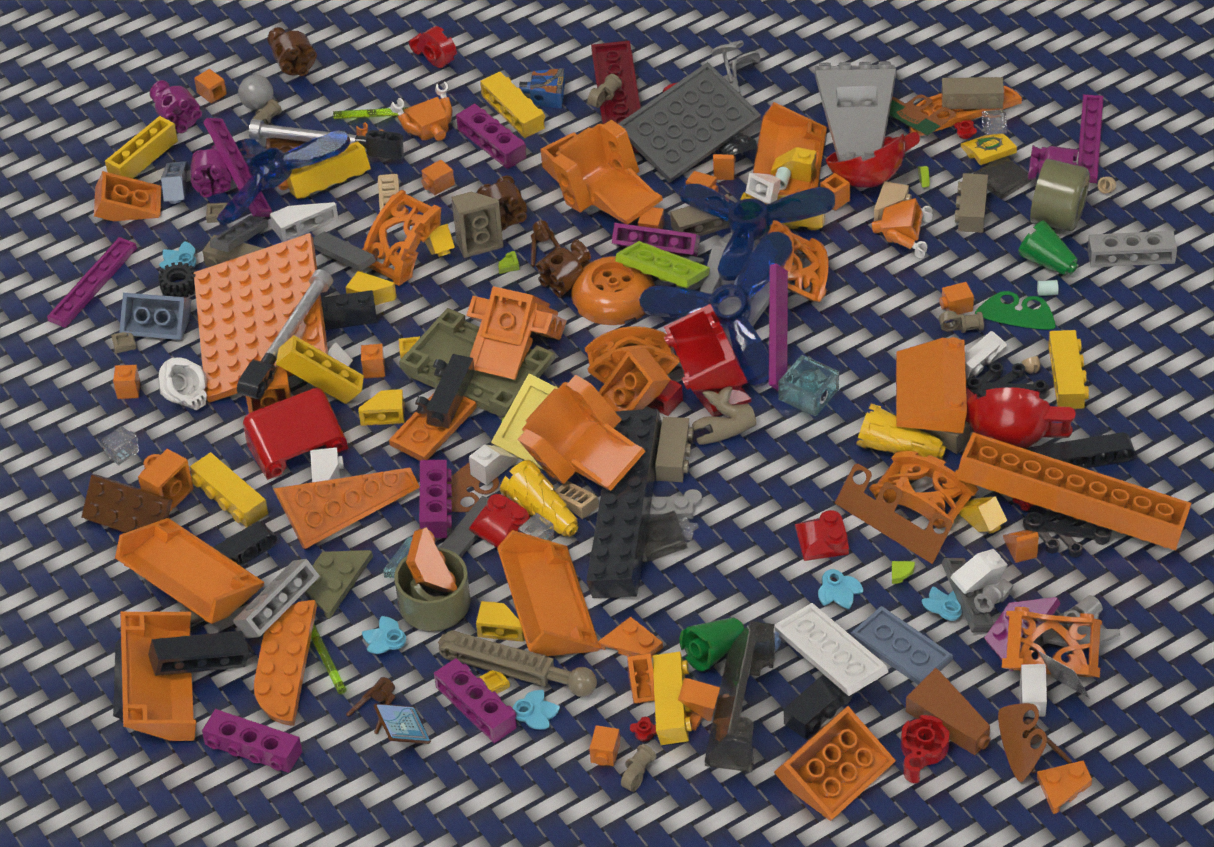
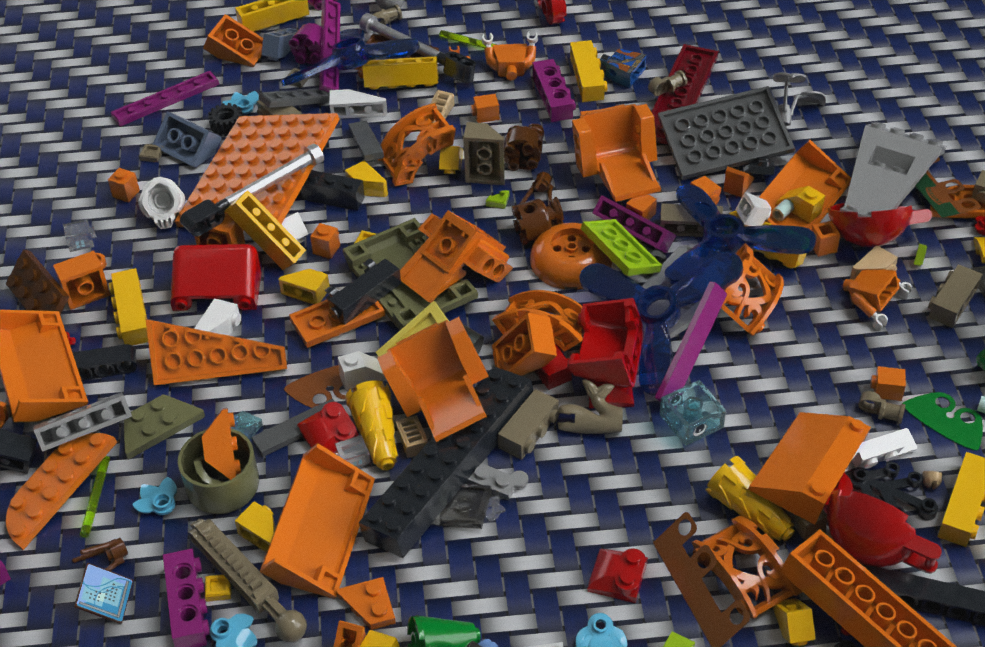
camera: 25 degrees right, 0 degrees up
(434, 497) = (285, 384): magenta brick -> none

